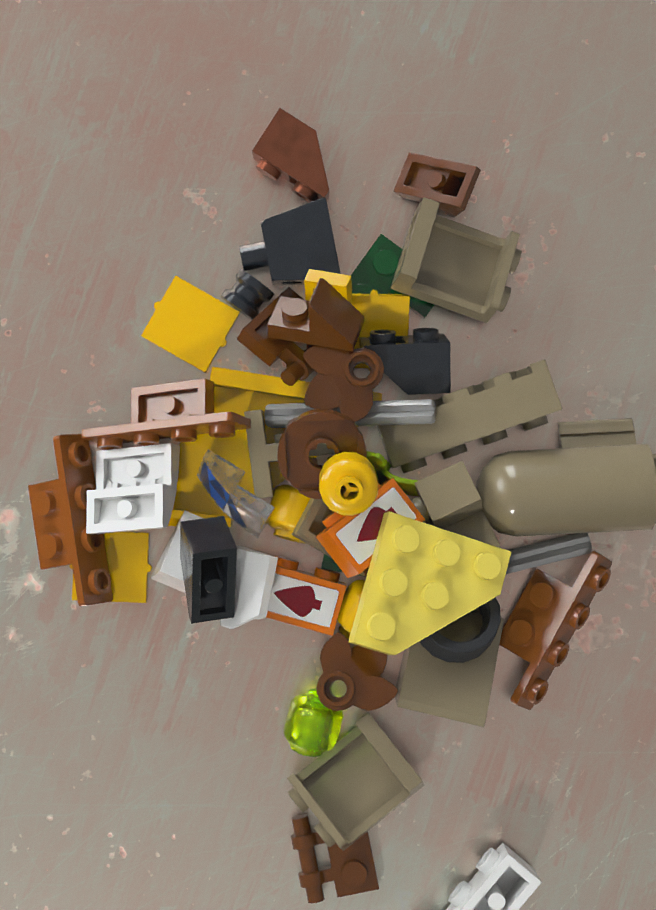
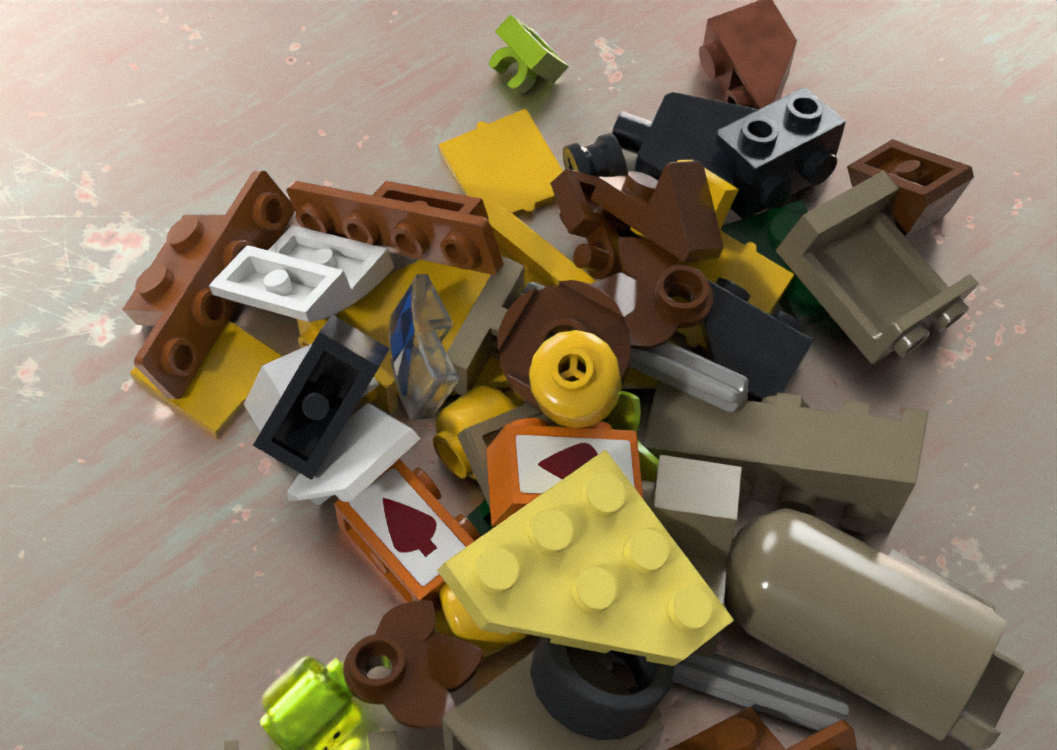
camera: 30 degrees right, 25 degrees down
(153, 237) = (530, 52): none -> lime tile
(350, 214) = (781, 150): none -> black bracket

